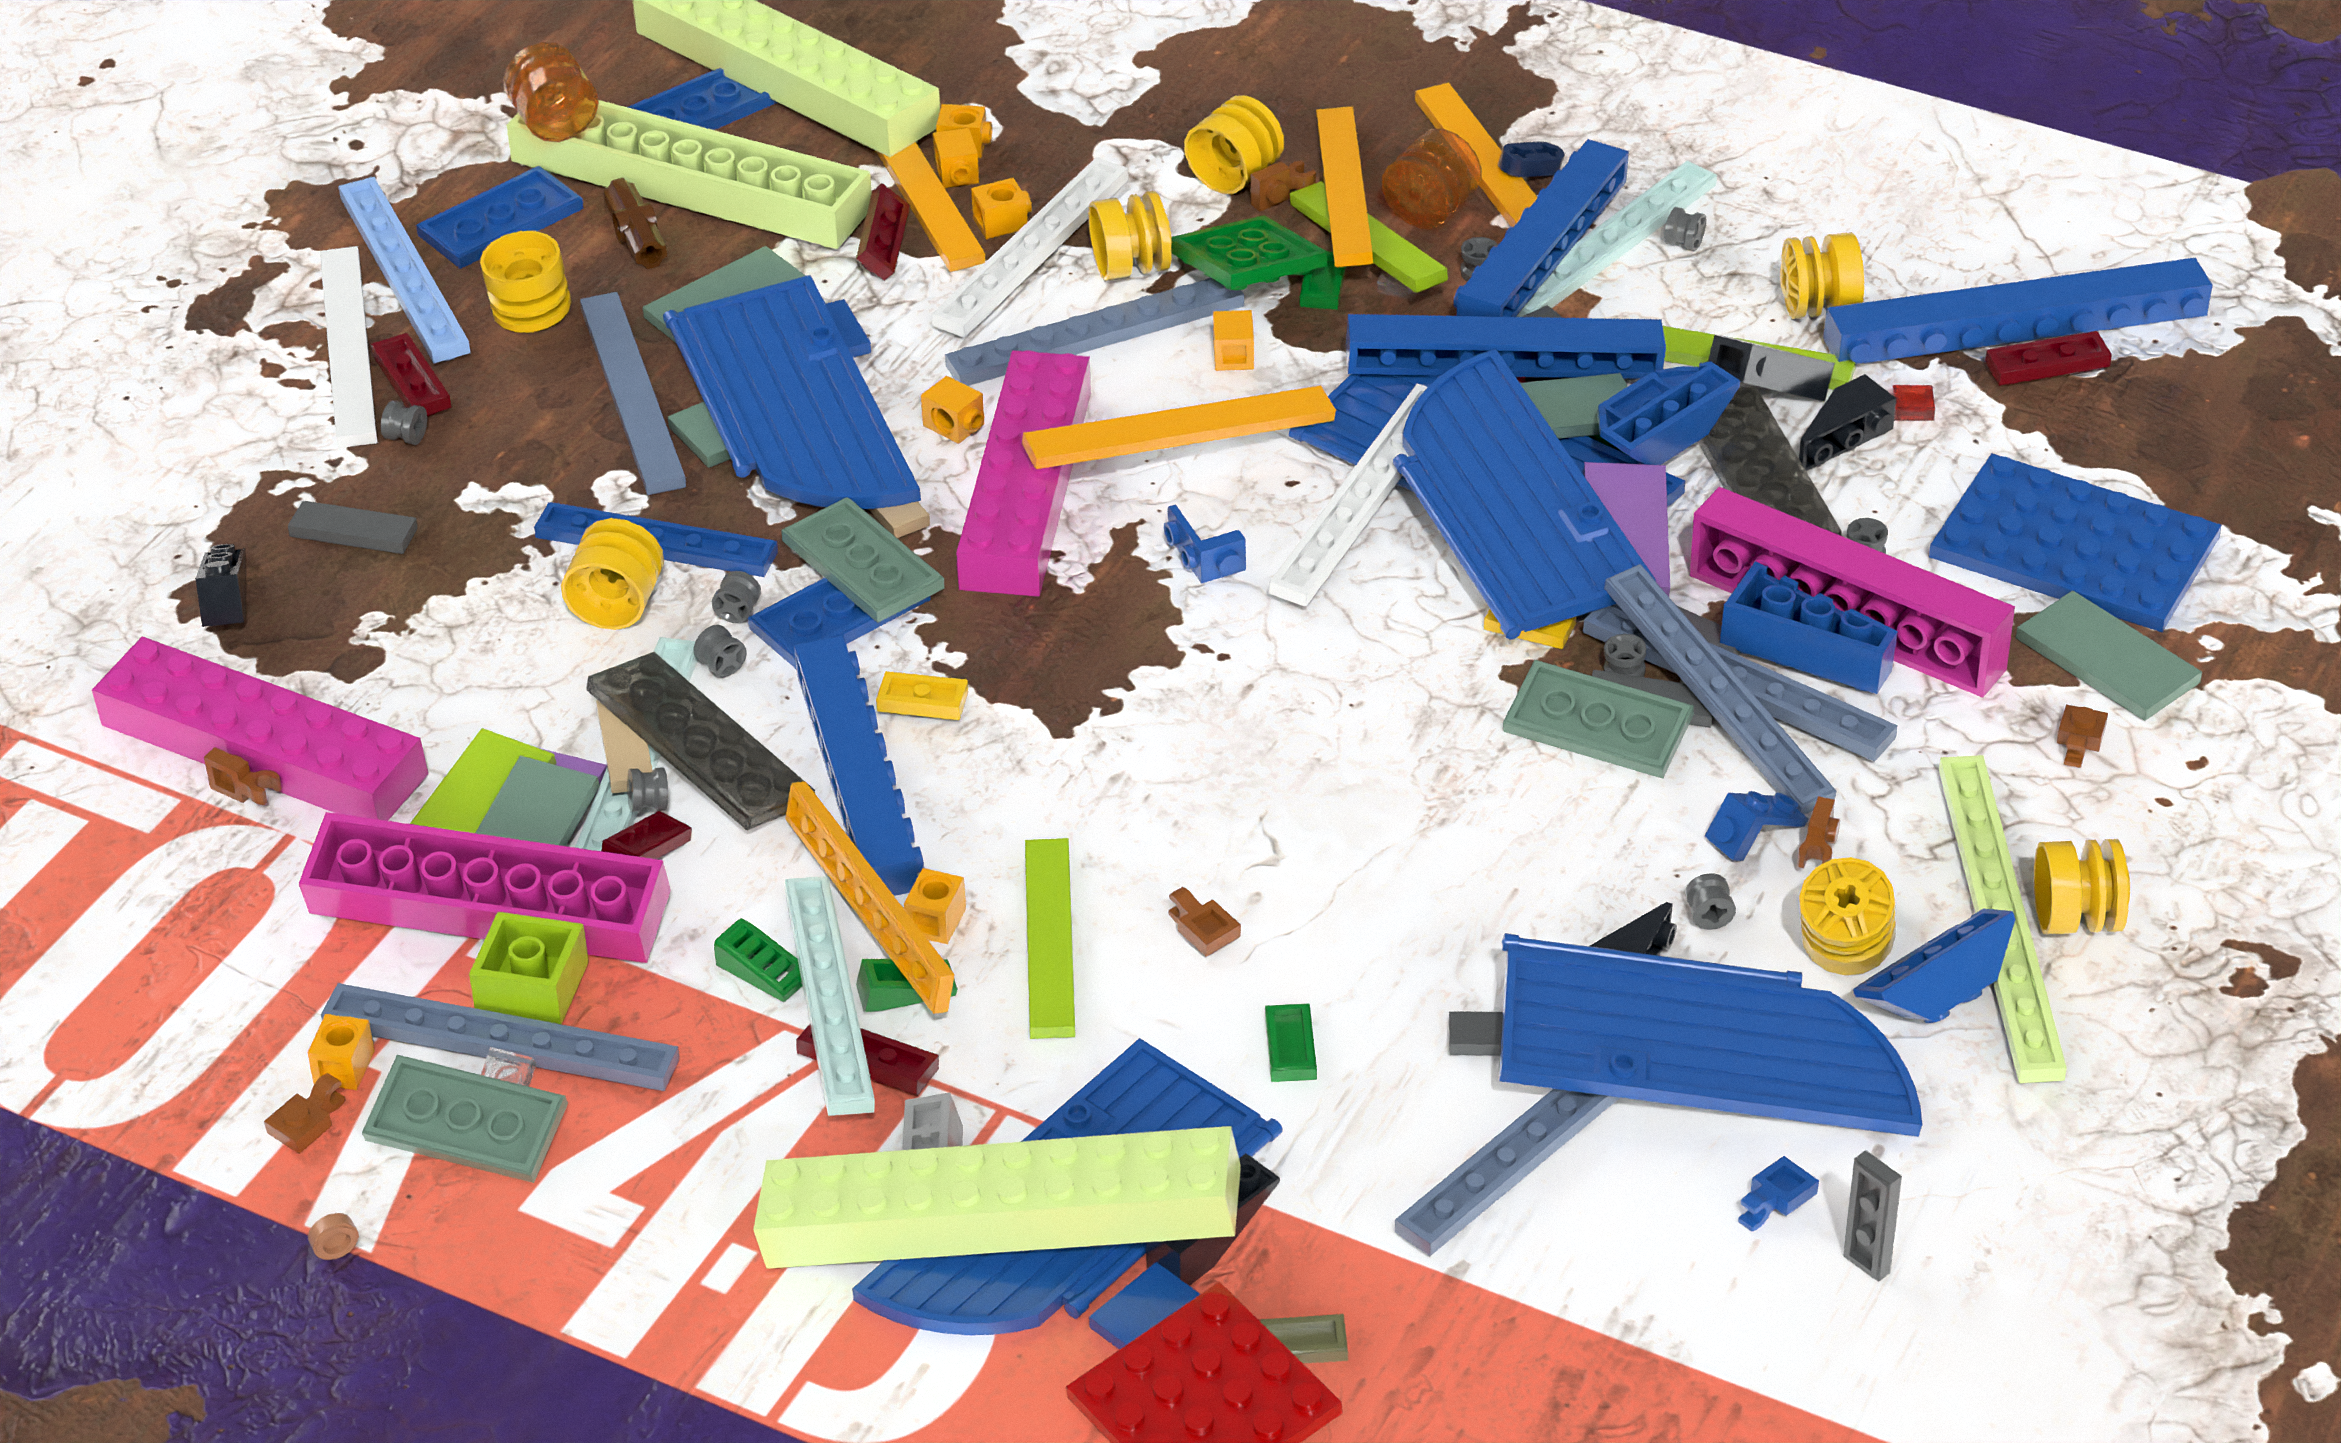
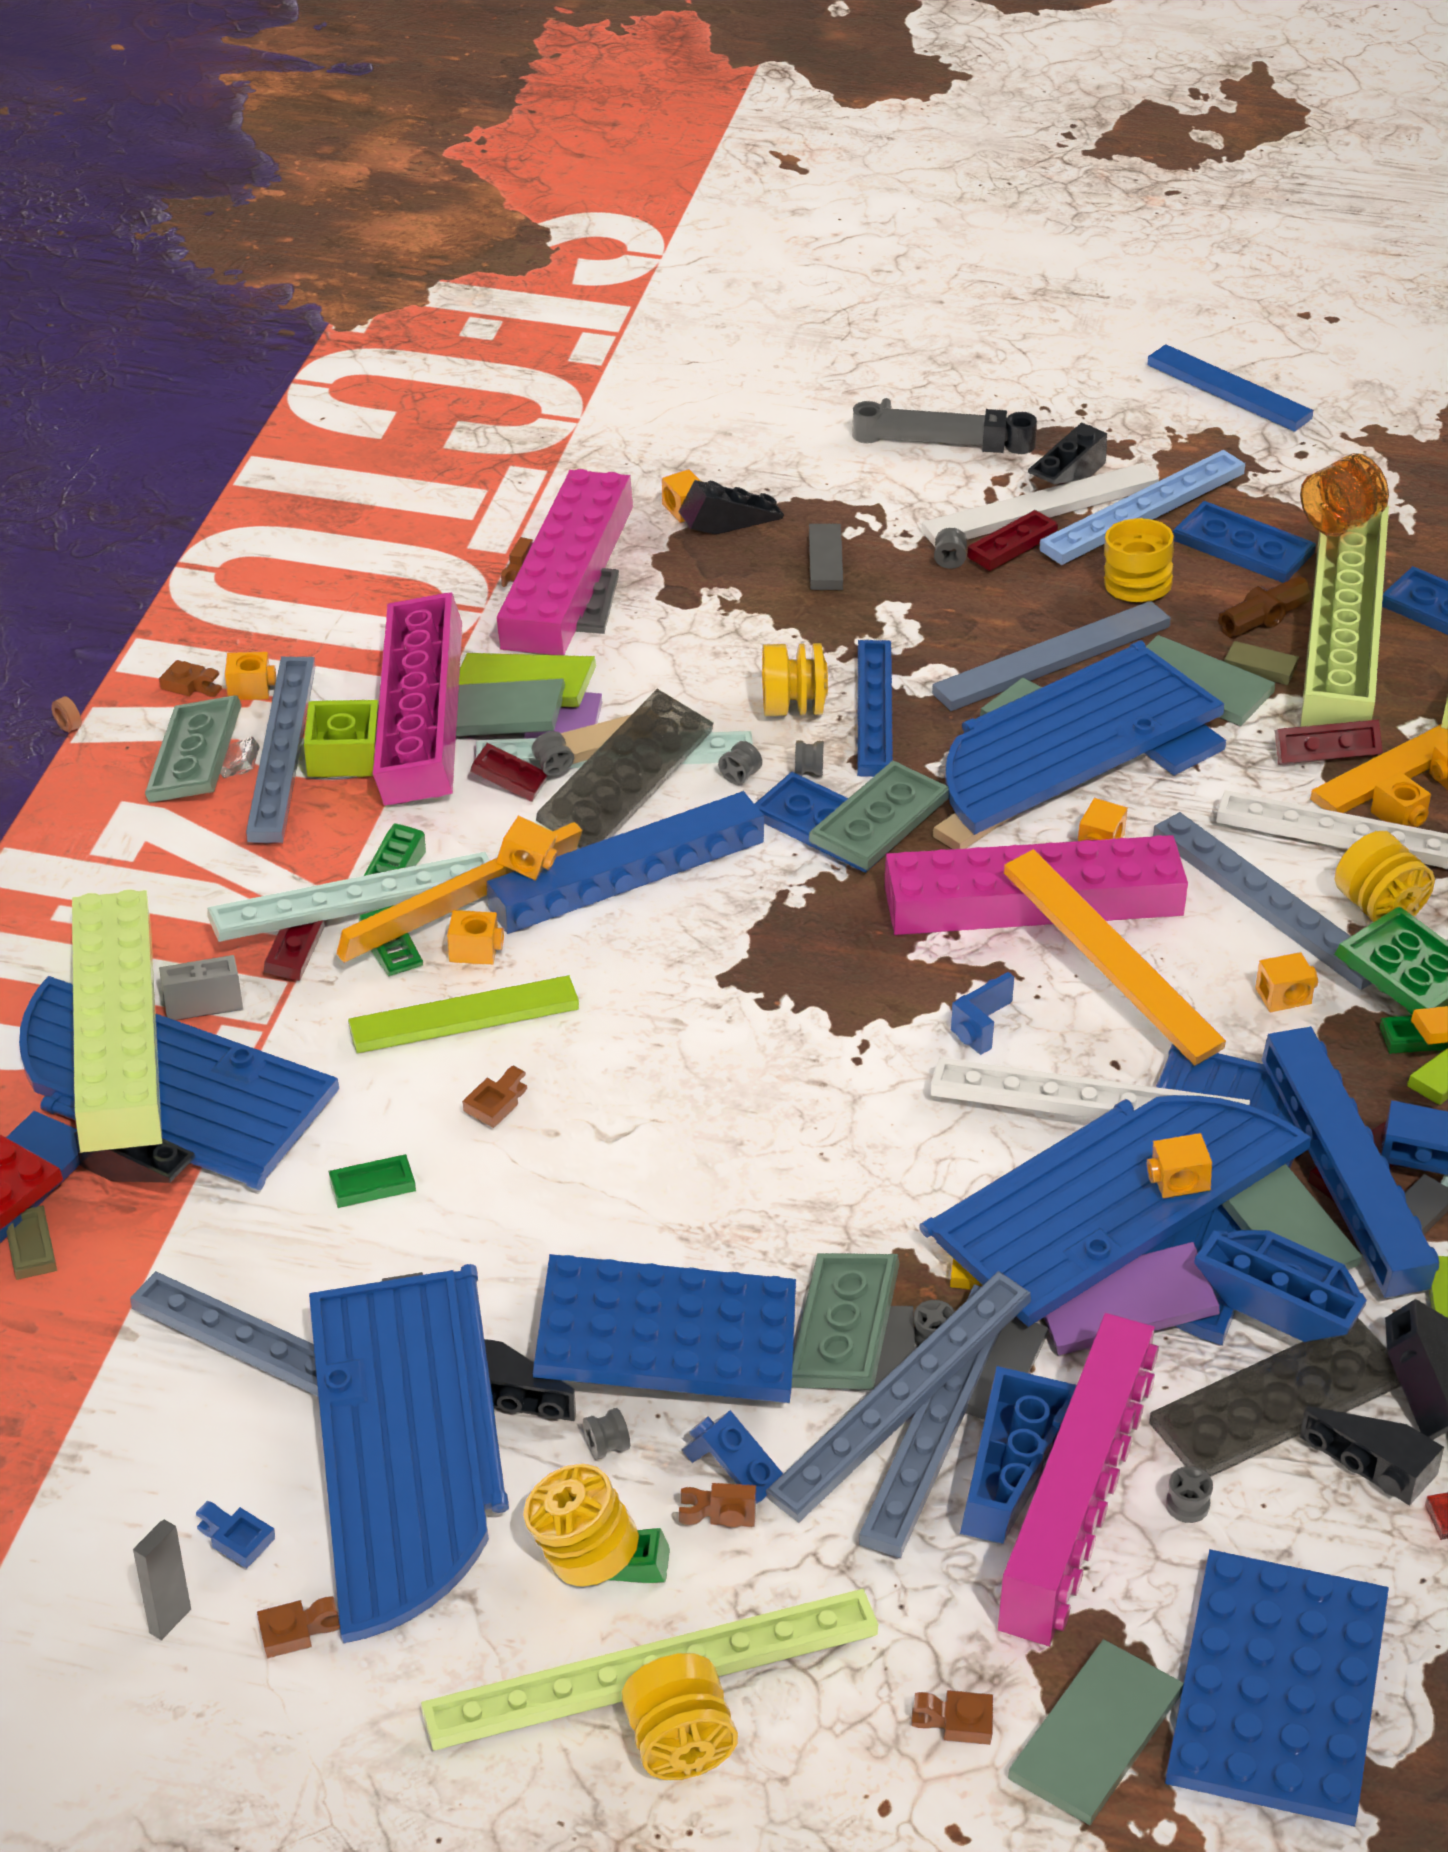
camera: 75 degrees right, 0 degrees up
(172, 615) = (675, 489): none -> light orange brick
(189, 348) = (992, 431): none -> dark grey piece
(202, 162) = (1230, 387): none -> blue tile
(291, 292) = (1074, 457): none -> black slope
(720, 249) = (1262, 662): none -> olive tile
(849, 811) = (528, 848): none -> light orange brick
(922, 695) = (728, 884): yellow plate -> none
(1519, 427) = (1180, 1165): none -> light orange brick
(1589, 834) = (667, 1328): none -> blue plate
(1903, 1159) = (289, 1627): none -> dark orange plate
(1943, 970) = (531, 1610): blue wedge -> none

